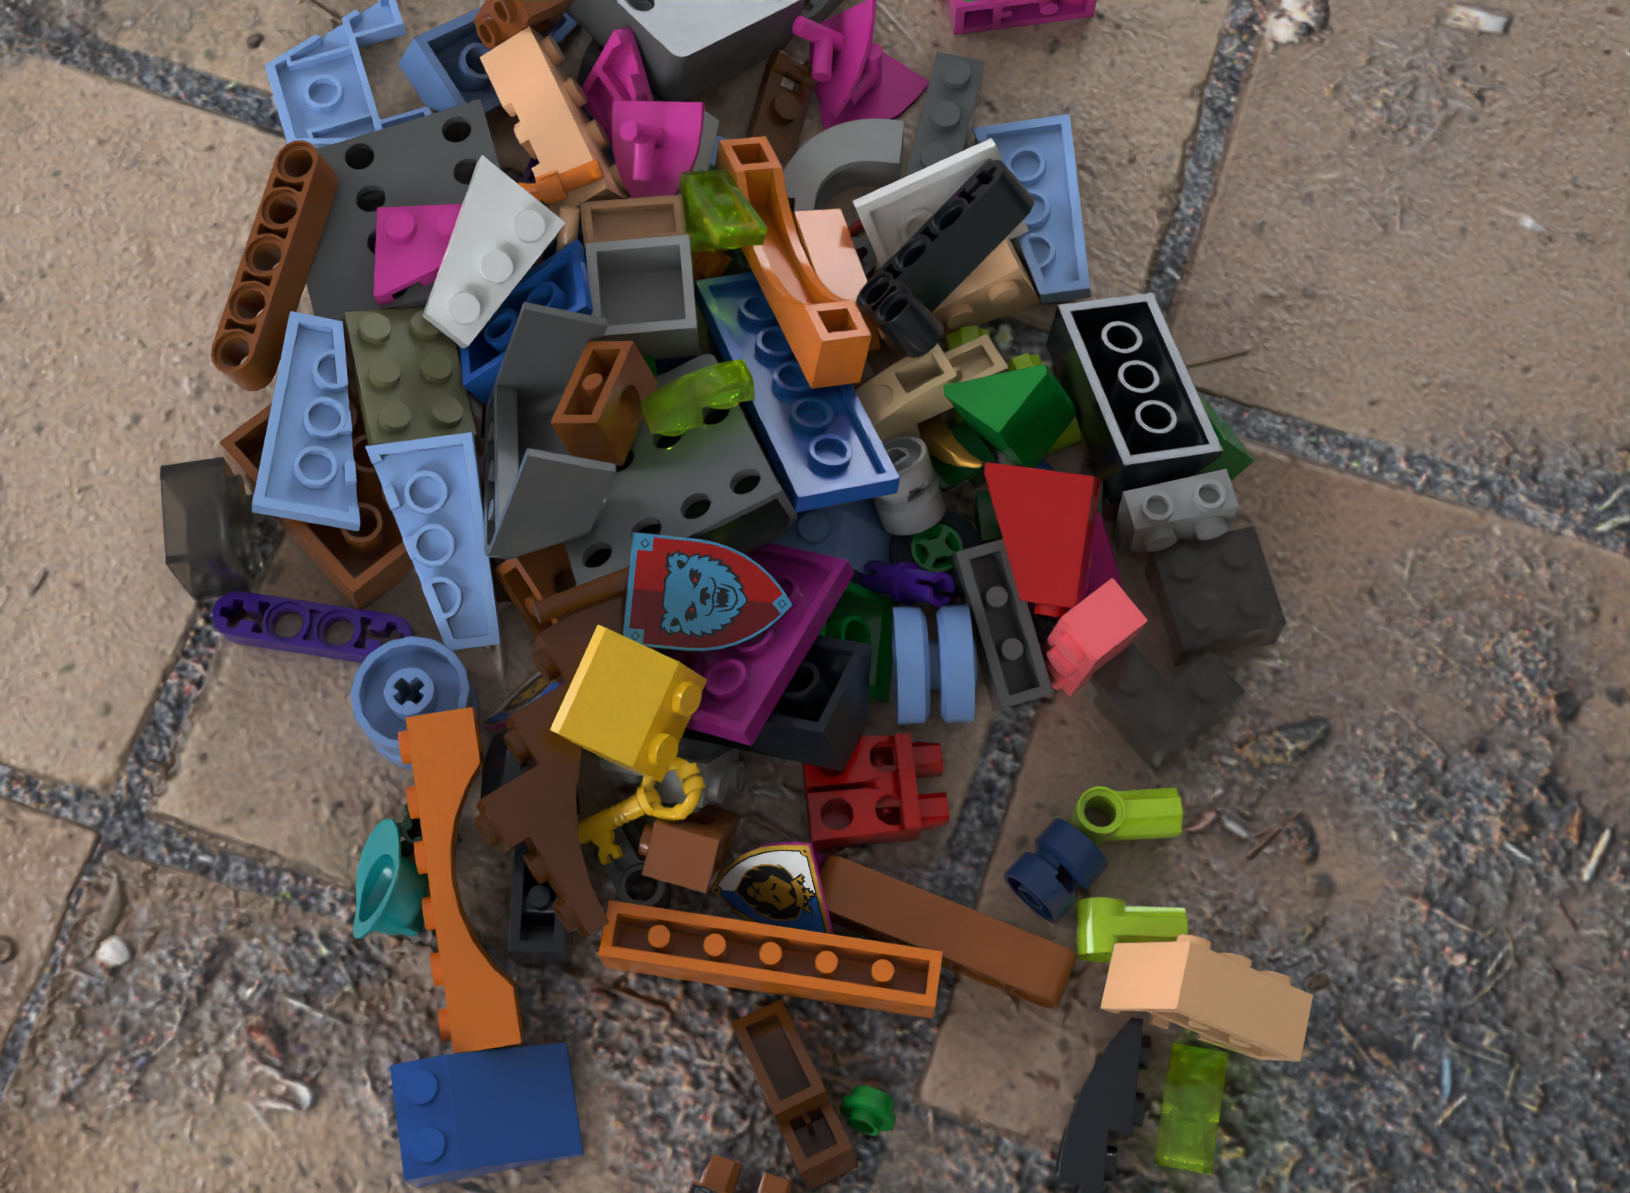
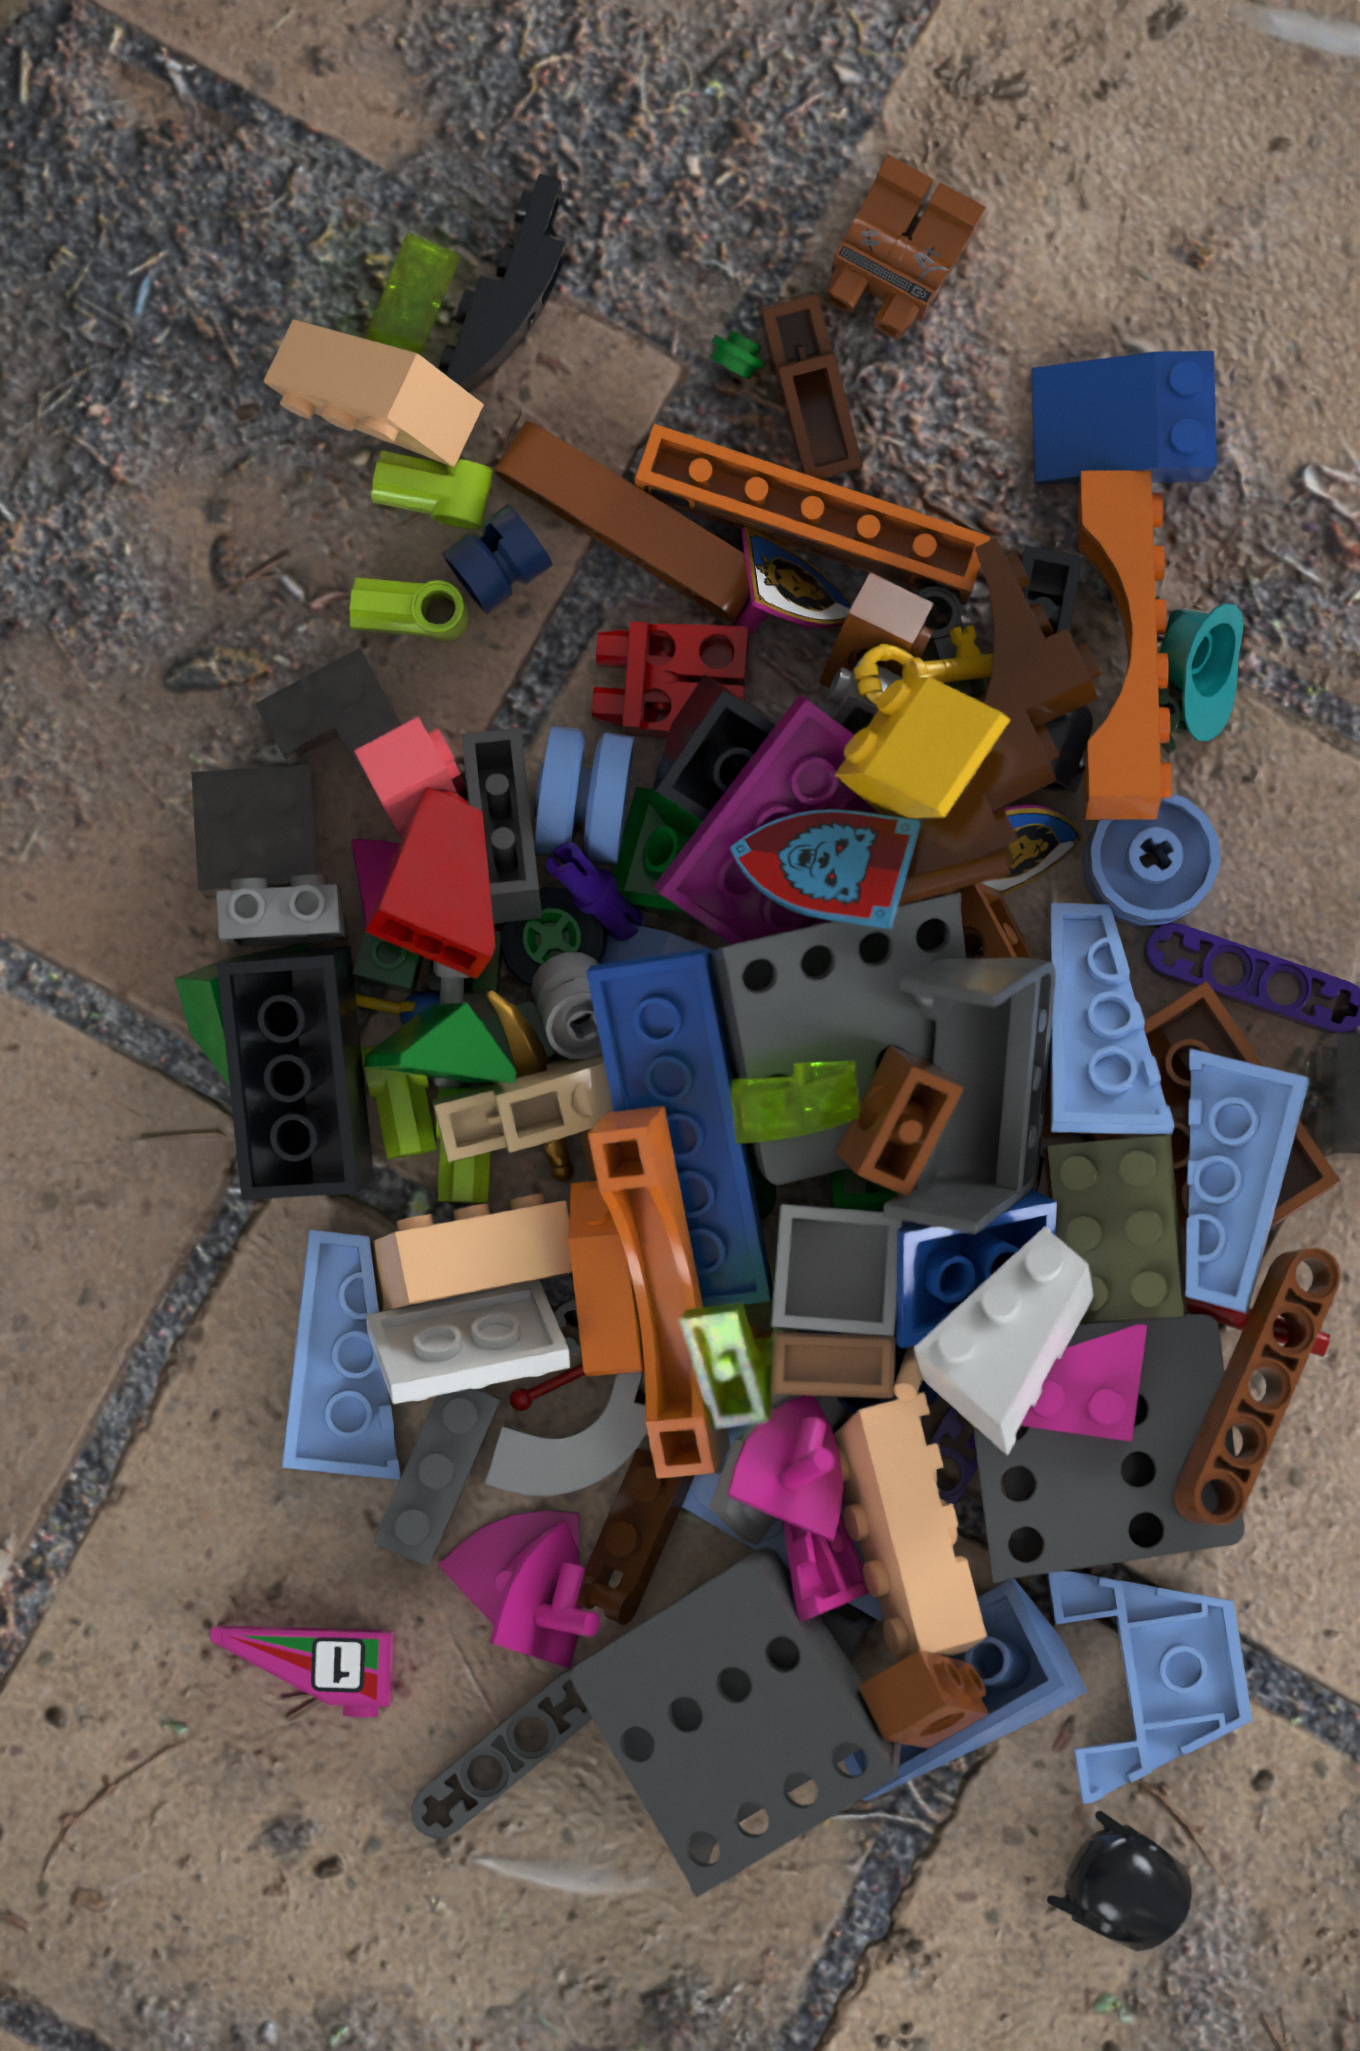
camera: 175 degrees left, 15 degrees up
(555, 186) = (919, 1422): orange piece -> none
(943, 256) = (490, 1250): black beam -> none

